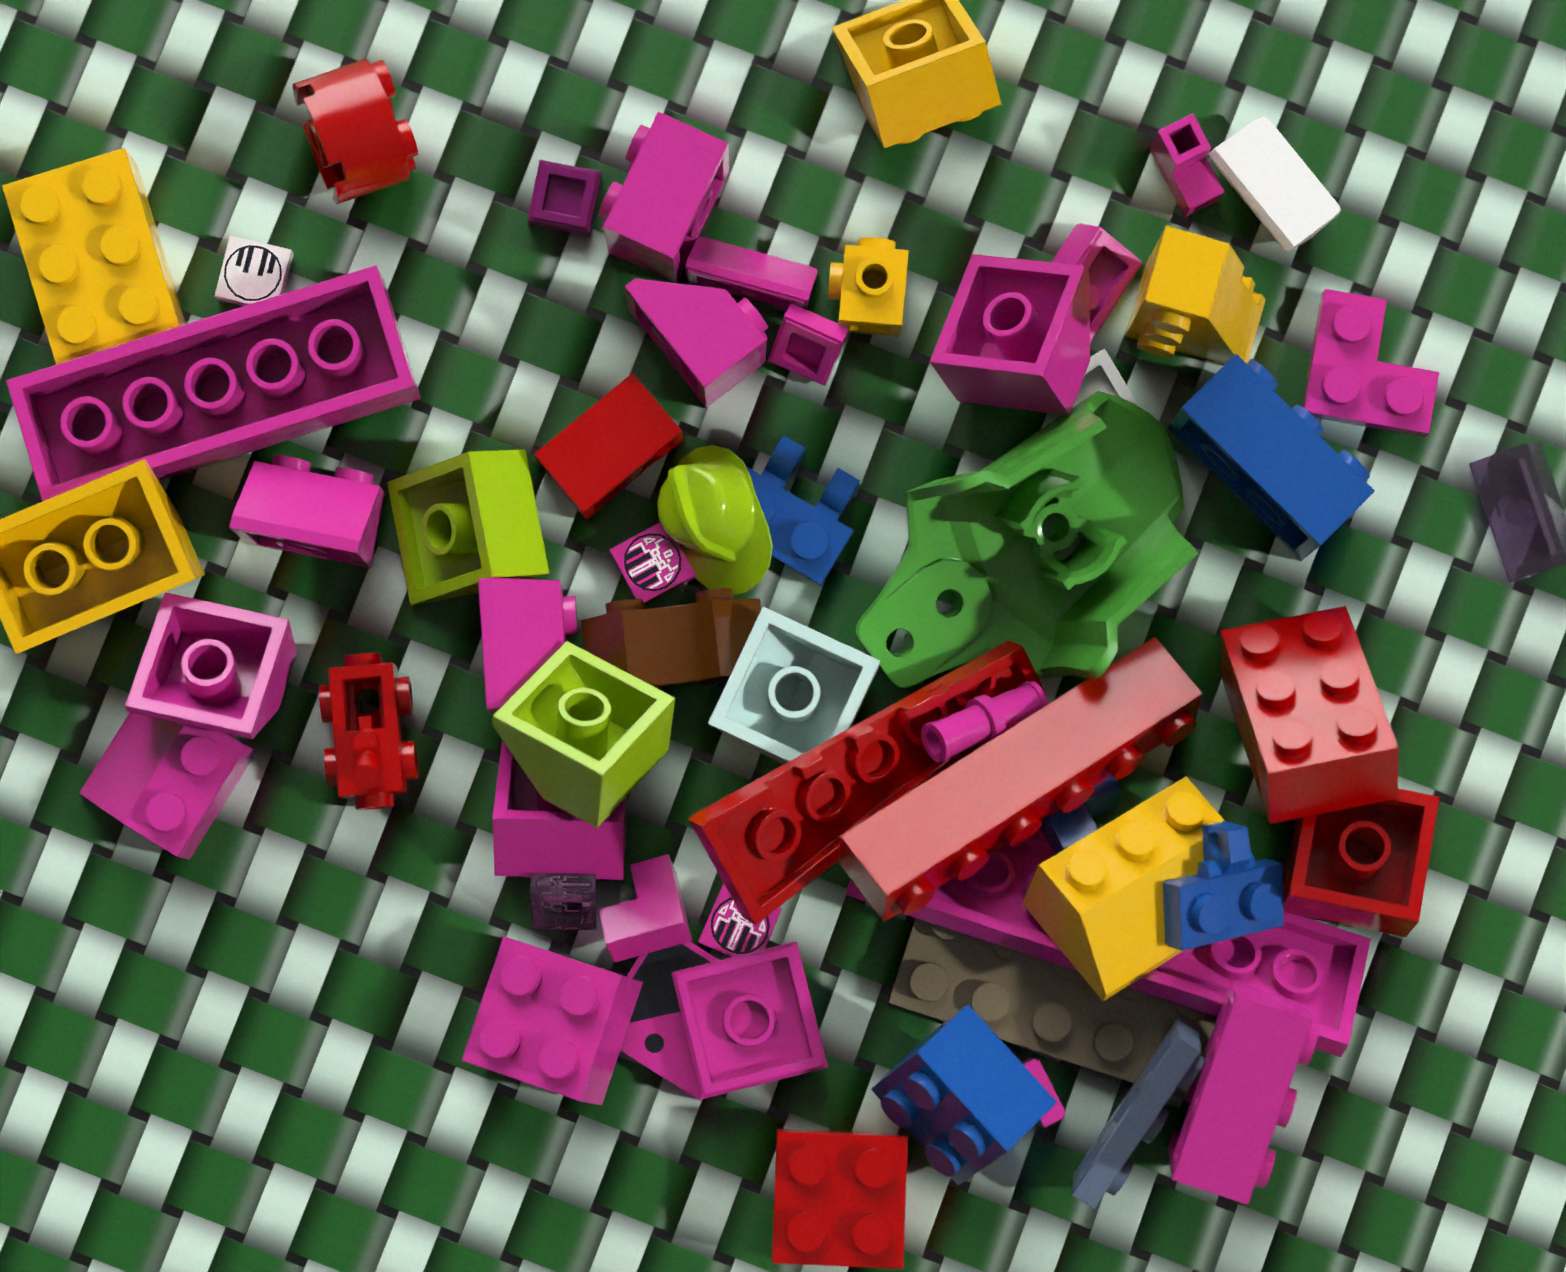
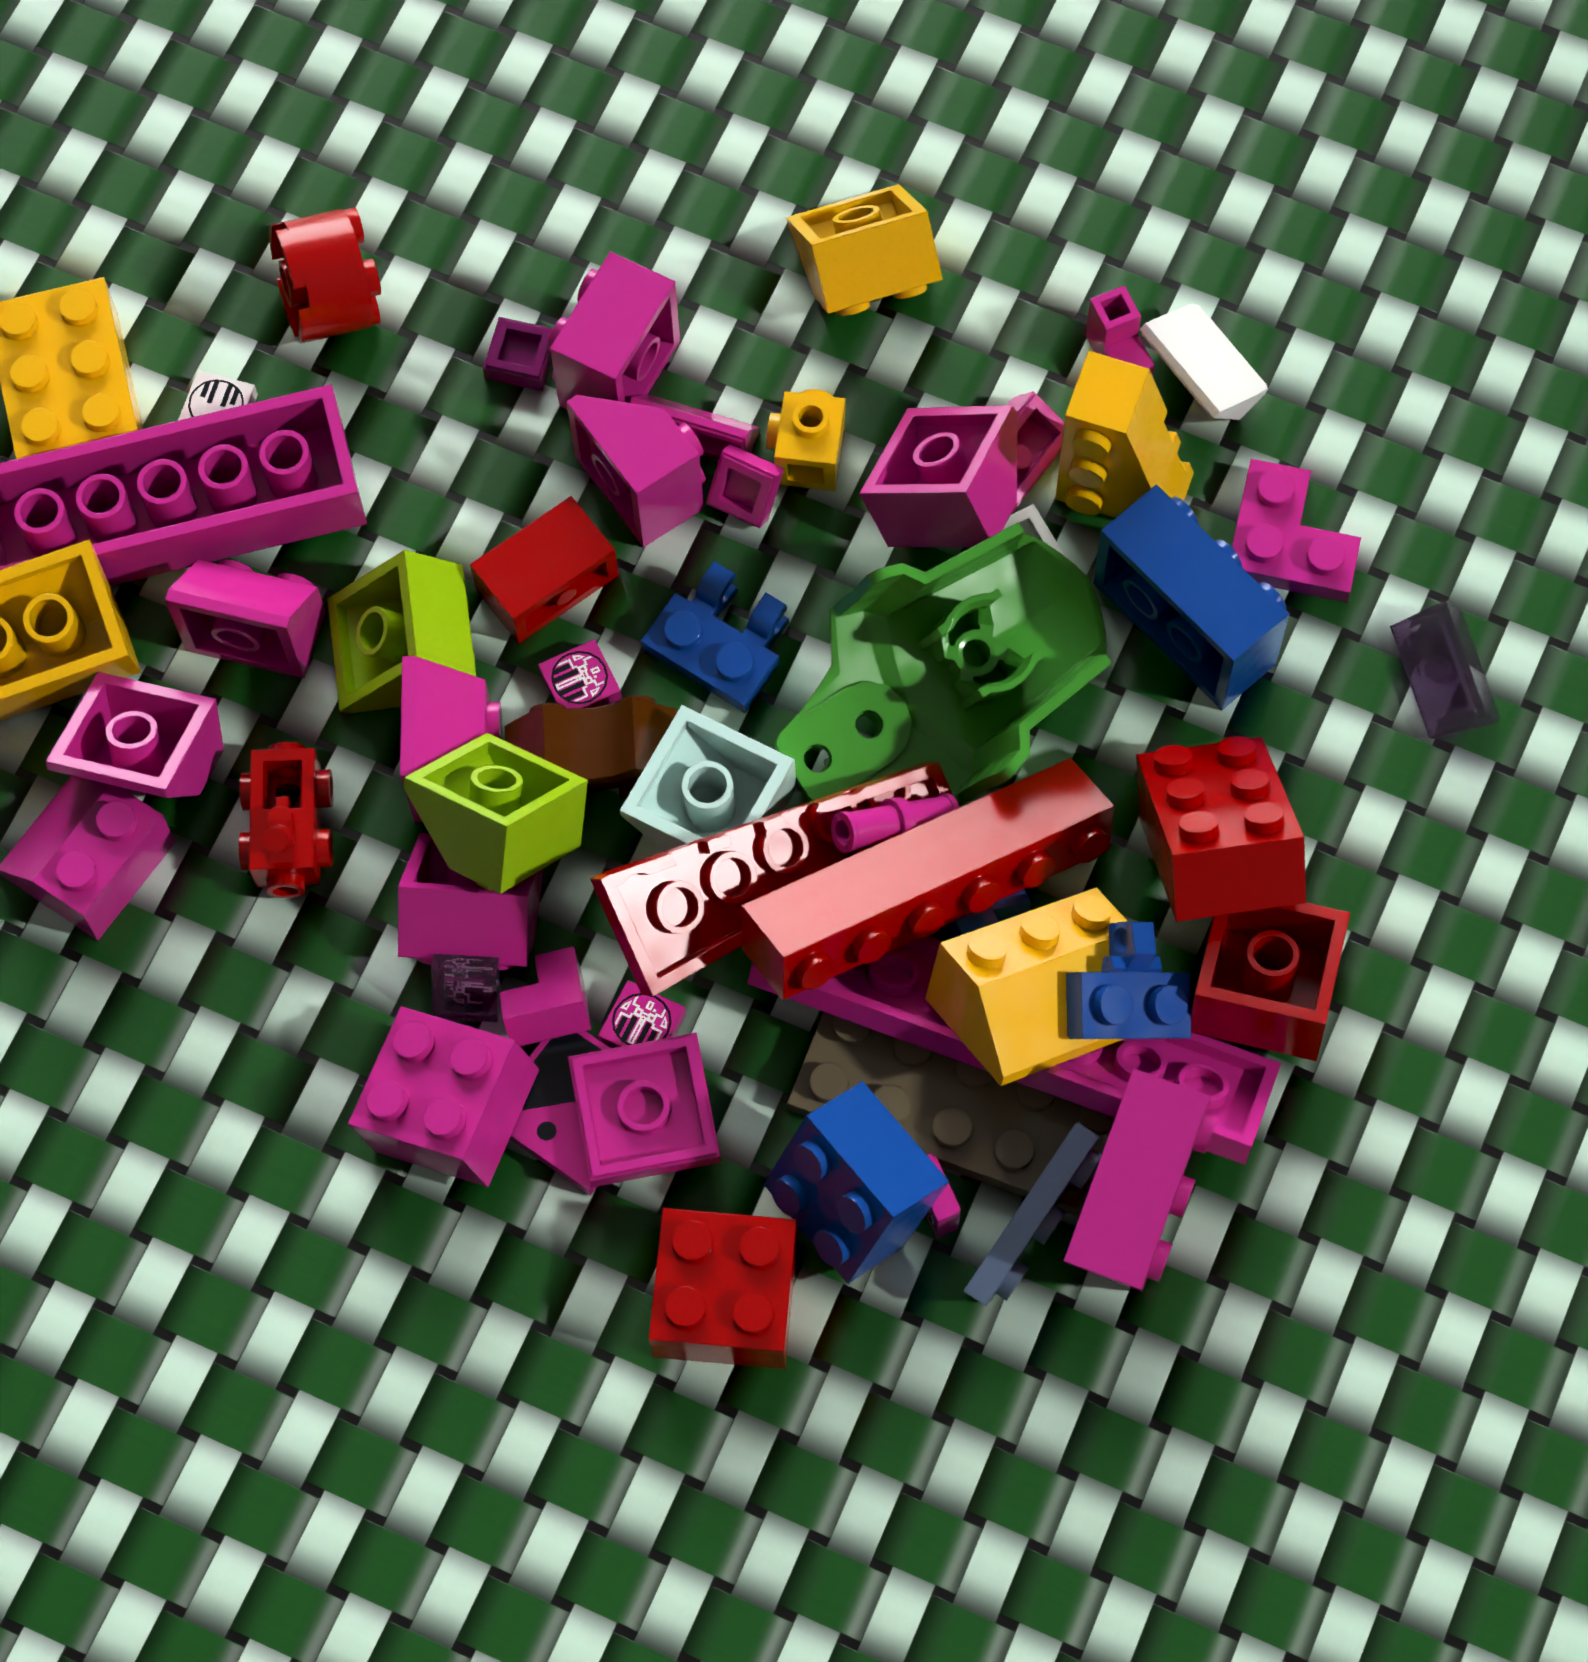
camera: 10 degrees right, 15 degrees down
(717, 519) = (644, 636): lime piece -> none

